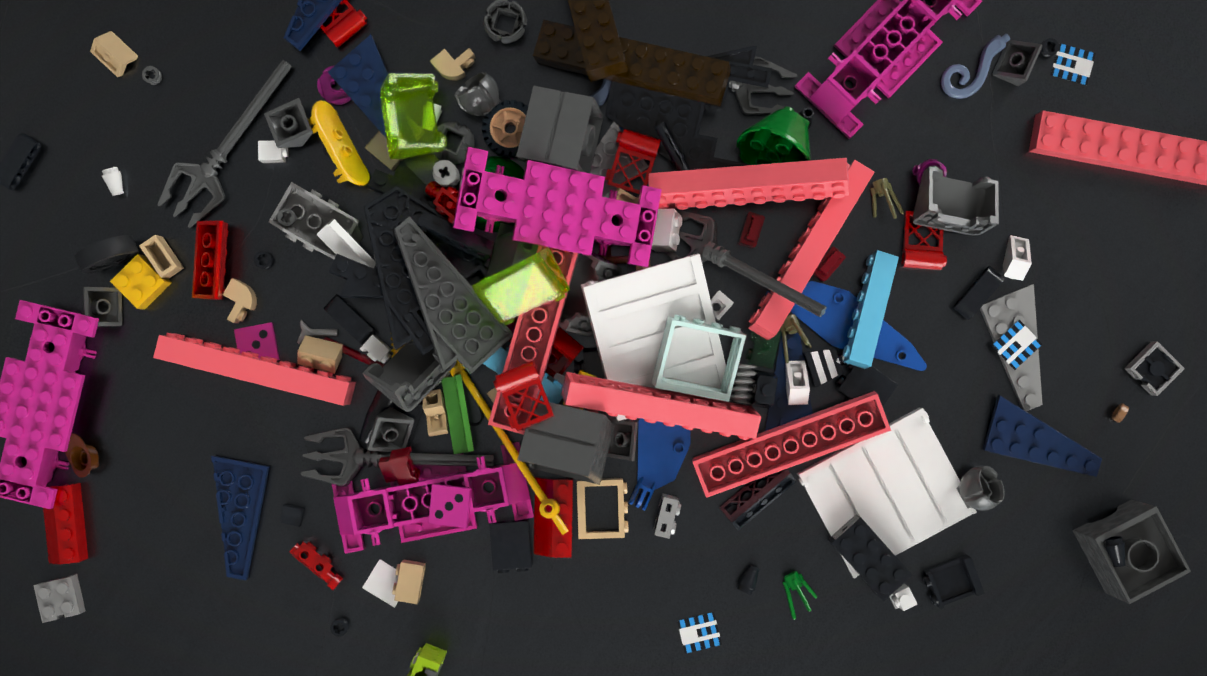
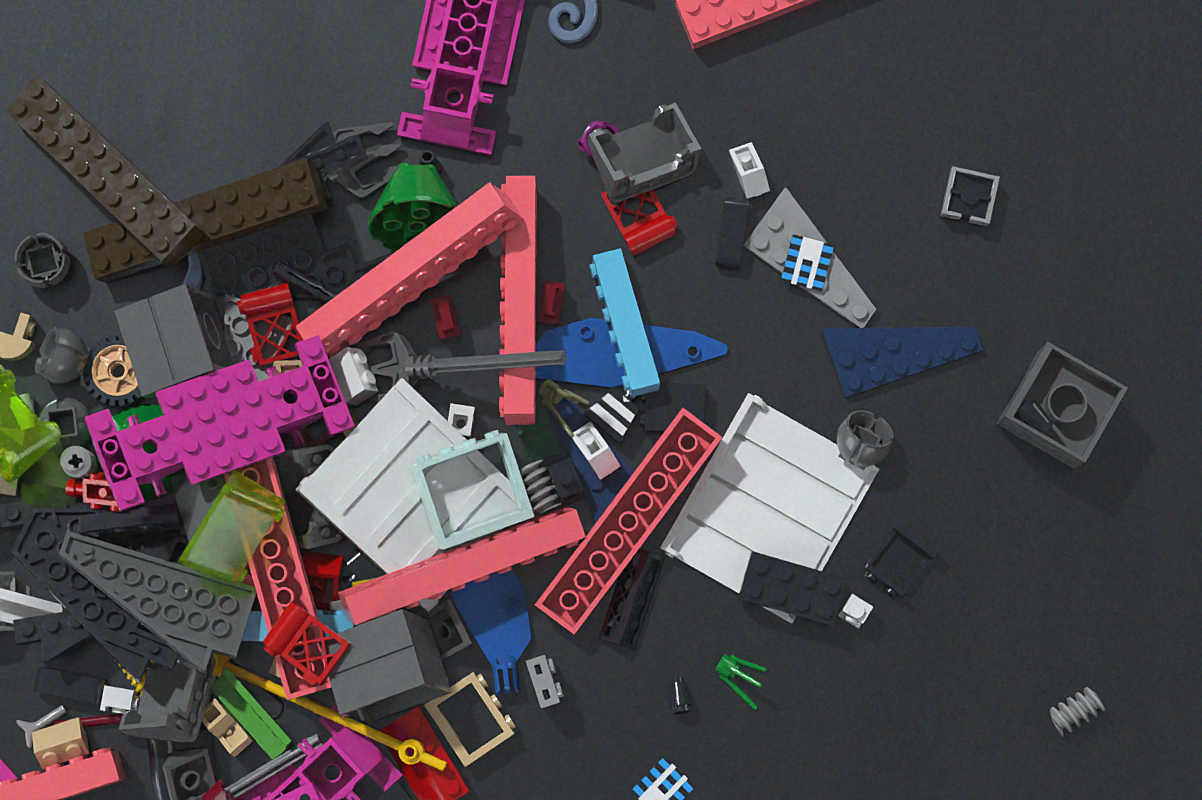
camera: 25 degrees left, 5 degrees down
(884, 188) = (559, 186): olive plant -> none
(1120, 412) = (964, 266): medium nougat tile -> none

